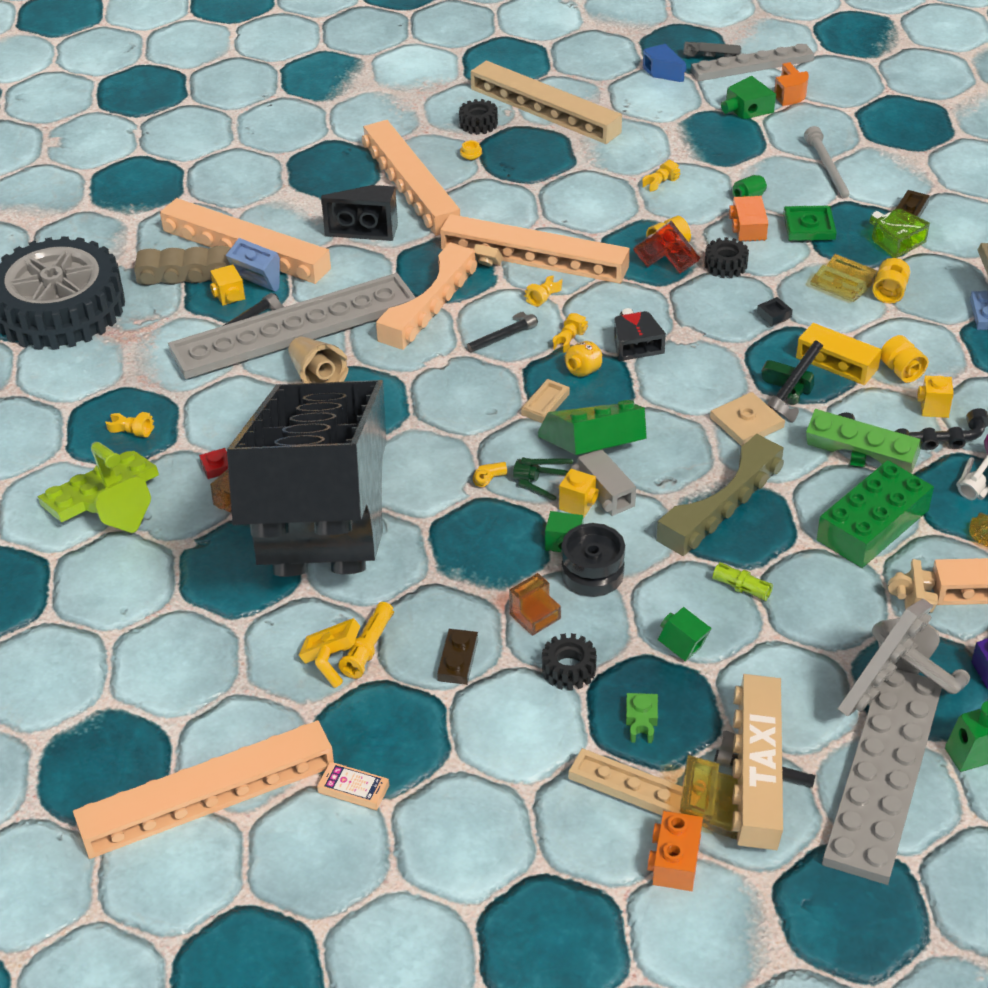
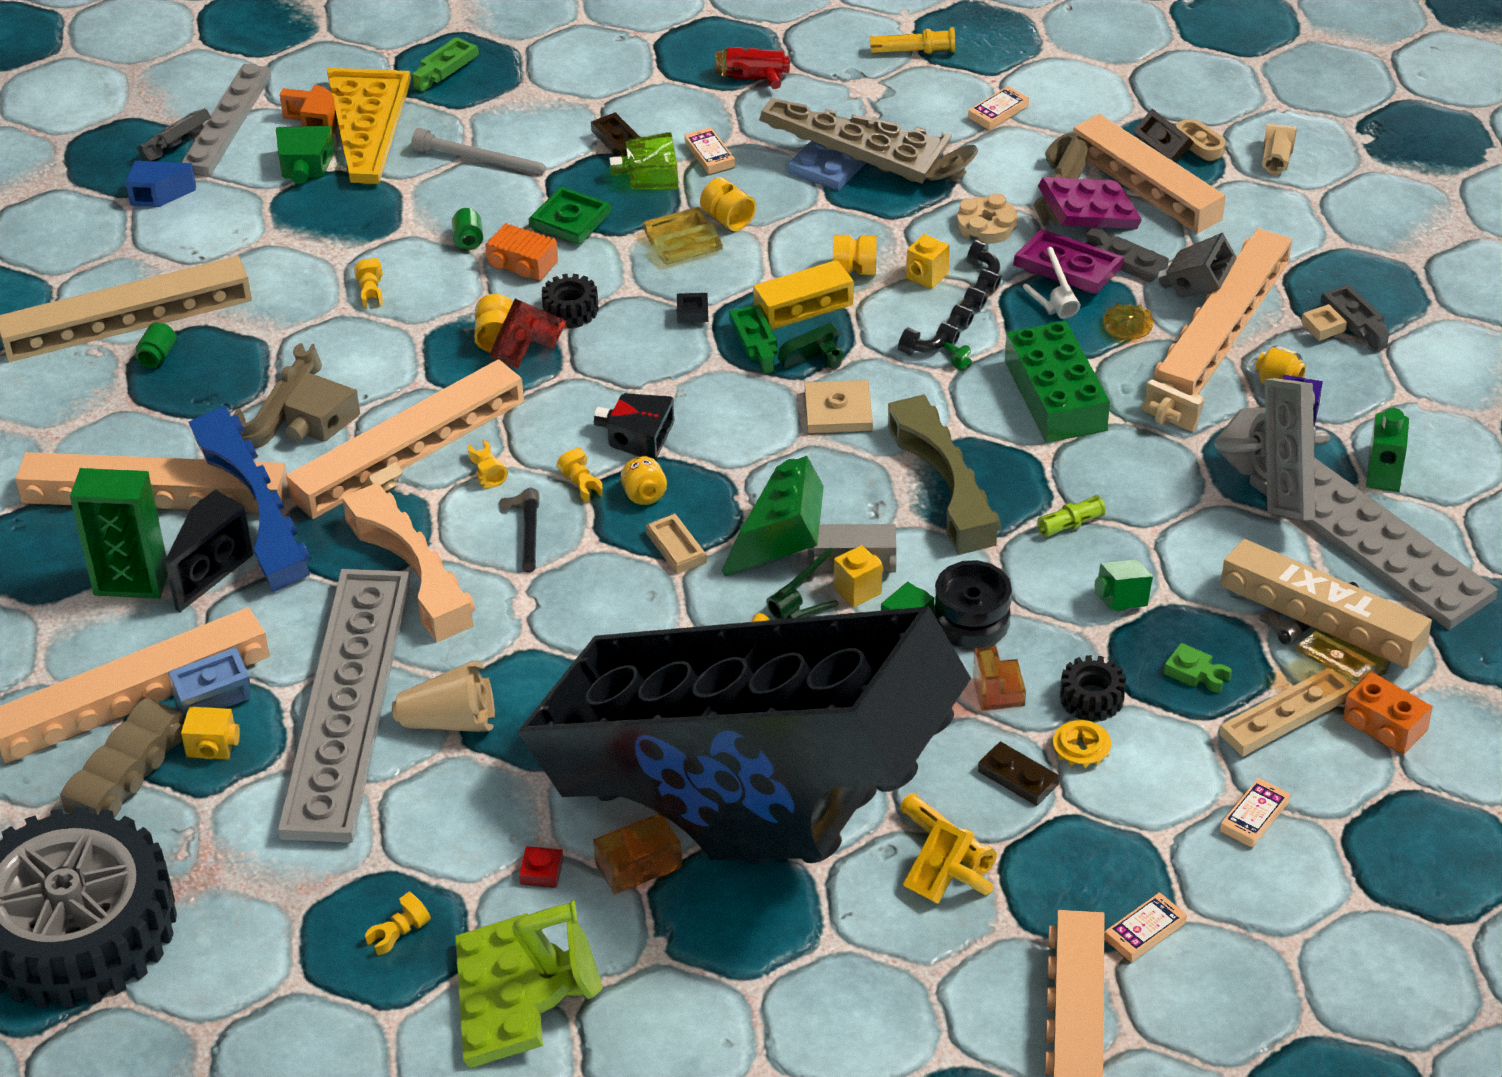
camera: 60 degrees left, 0 degrees up
(270, 301) = (274, 710): black piece -> none
(328, 158) = (120, 532): none -> green brick
(390, 239) = (275, 547): none -> blue arch
(470, 150) = (150, 412): yellow plate -> none
(478, 116) = (76, 369): black tyre -> none
(511, 189) = (272, 413): none -> dark tan piece
(513, 669) = (1094, 738): none -> yellow gear
(514, 808) = (1255, 812): none -> tile
(525, 125) = (155, 345): none -> green brick
(526, 204) = (319, 408): none -> dark tan torso
(775, 348) = (755, 336): none -> green hinge
(777, 402) = (836, 371): black piece -> none
(810, 106) = (367, 117): none -> yellow wing
(838, 432) = (931, 348): bright green arch -> none
(897, 111) = (443, 63): none -> bright green hinge
(946, 253) = (709, 150): none -> tile

